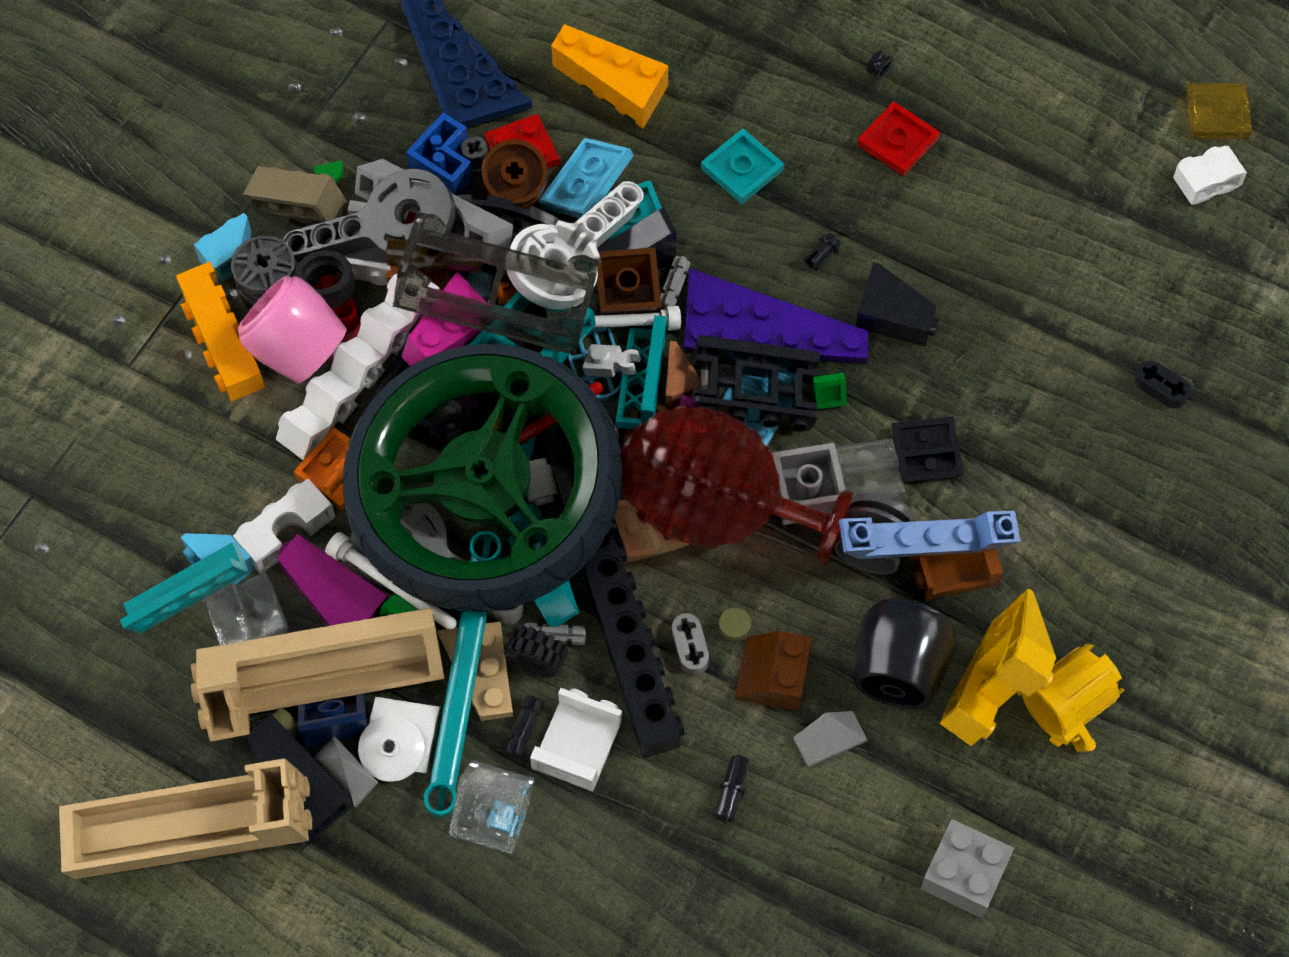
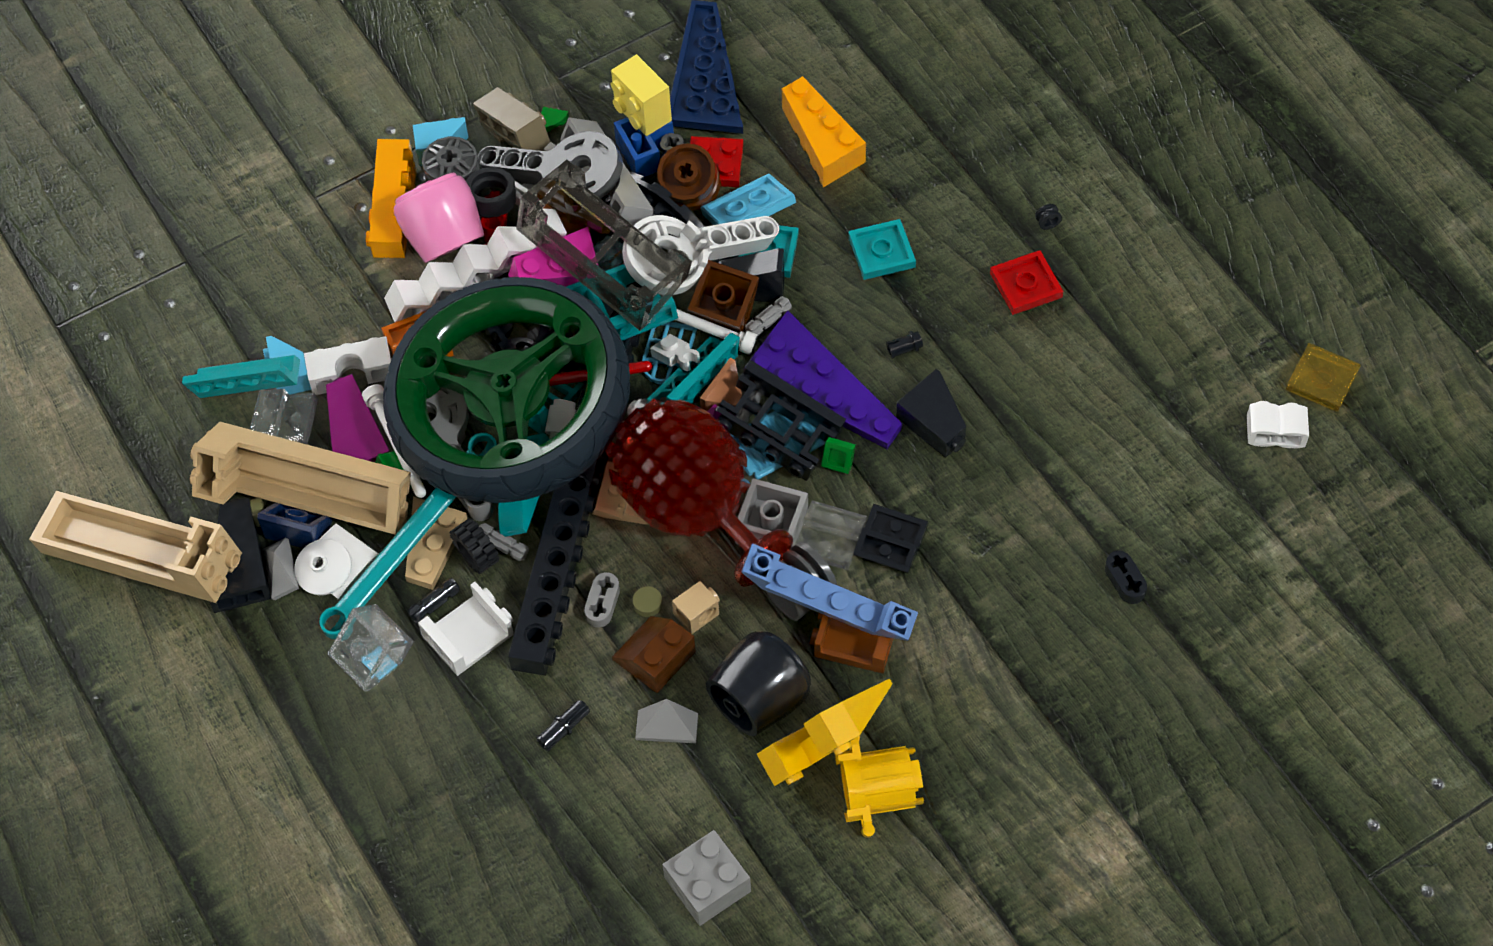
camera: 30 degrees right, 5 degrees down
(426, 112) = (641, 95): none -> light yellow brick
(788, 606) = (696, 607): none -> tan brick

